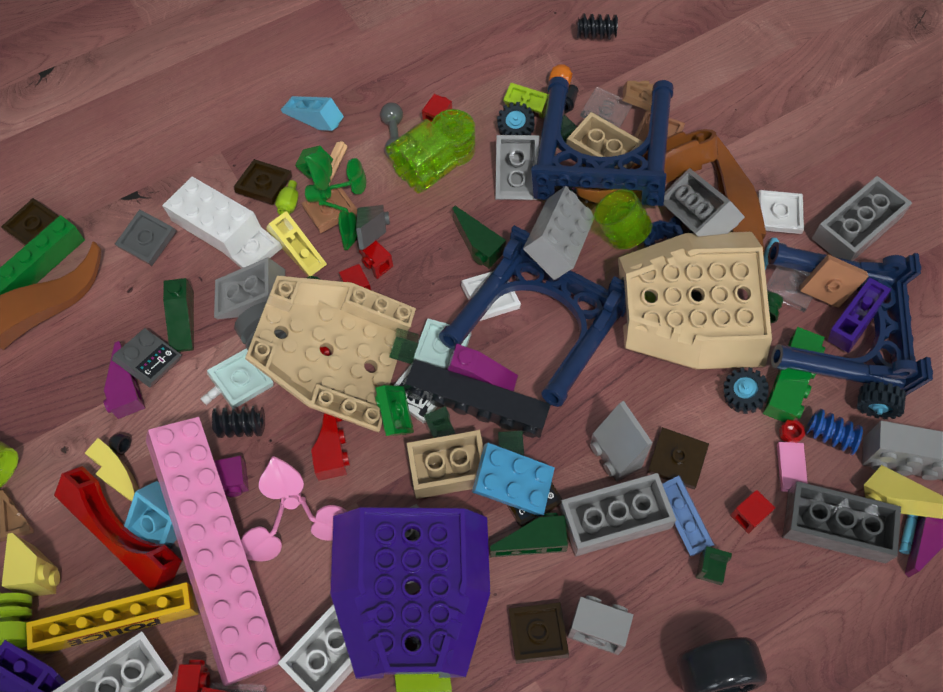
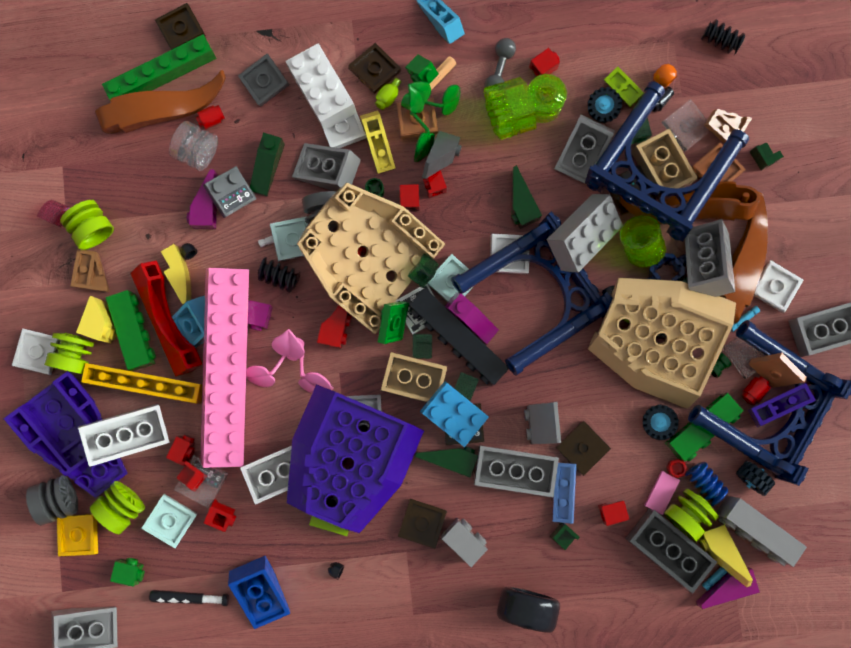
camera: 25 degrees right, 20 degrees up
(75, 562) = (130, 330): none -> green brick
(86, 326) = (193, 145): none -> clear wheel
(96, 294) = (210, 117): none -> red brick
(696, 109) = (764, 156): none -> dark green panel
(823, 315) = (756, 390): none -> red brick
(840, 467) = (691, 514): none -> lime wheel

